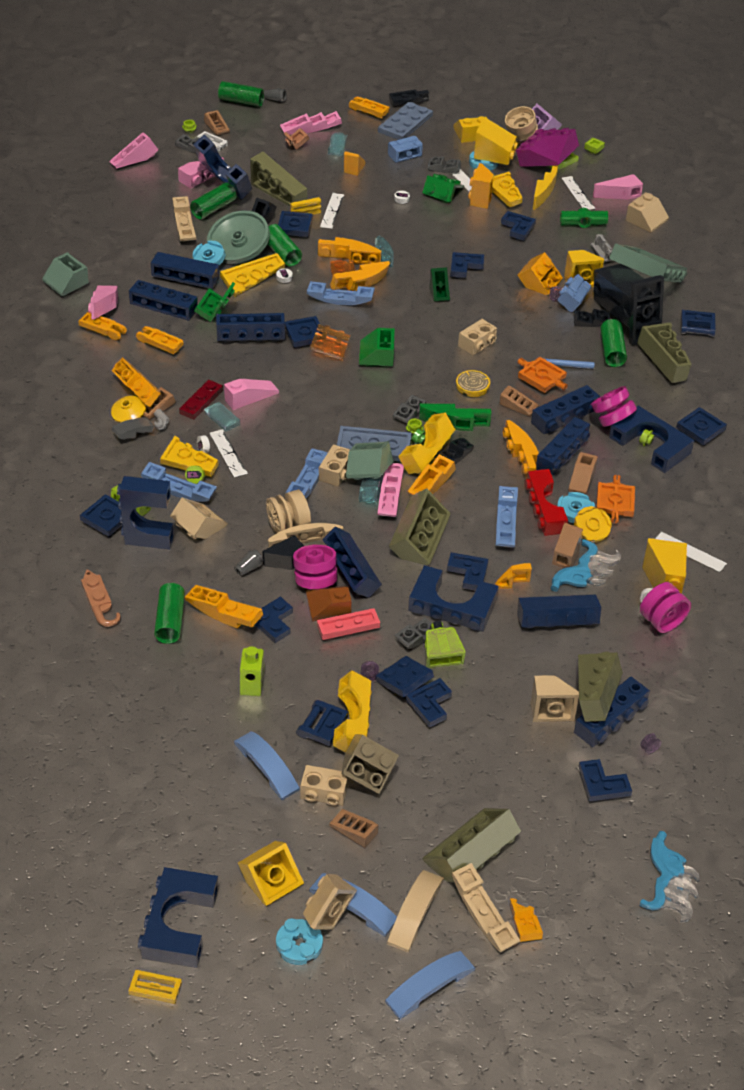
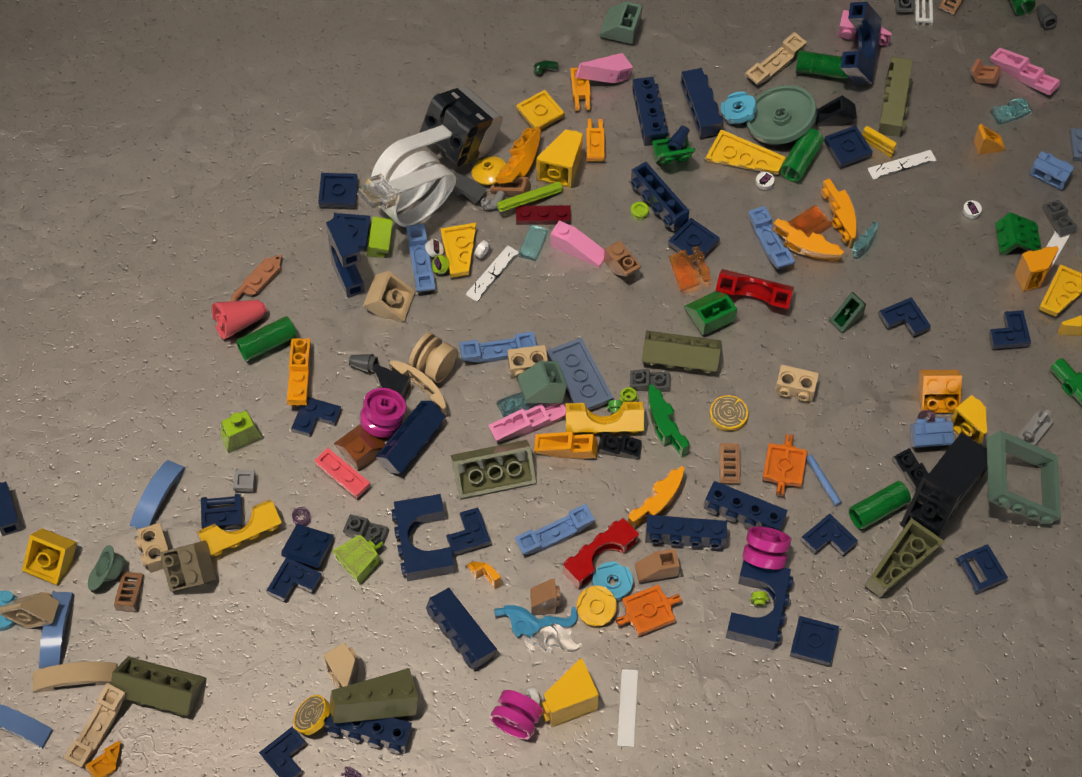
camera: 60 degrees right, 15 degrees up
(56, 504) = (338, 190): none -> dark blue plate
(57, 335) = (550, 65): none -> dark green arm
(84, 394) = (457, 124): none -> piece
(100, 355) = (540, 110): none -> yellow plate
(127, 625) = (236, 315): none -> coral cone
(167, 359) = (560, 159): none -> yellow slope
(174, 471) = (434, 248): none -> white tile
(179, 396) = (529, 196): none -> lime axle
(212, 293) = (678, 140): none -> dark blue cone
(248, 348) = (639, 210): none -> lime tile
(290, 373) = (620, 259): none -> medium nougat slope
(303, 692) = (244, 481): none -> light grey plate
(319, 832) = (107, 568): none -> sand green piece
(379, 317) = (741, 284): none -> red arch
(400, 380) = (681, 351): none -> olive slope
(578, 741) = (311, 715): none -> tile
(619, 377) = (829, 531): none -> dark blue plate

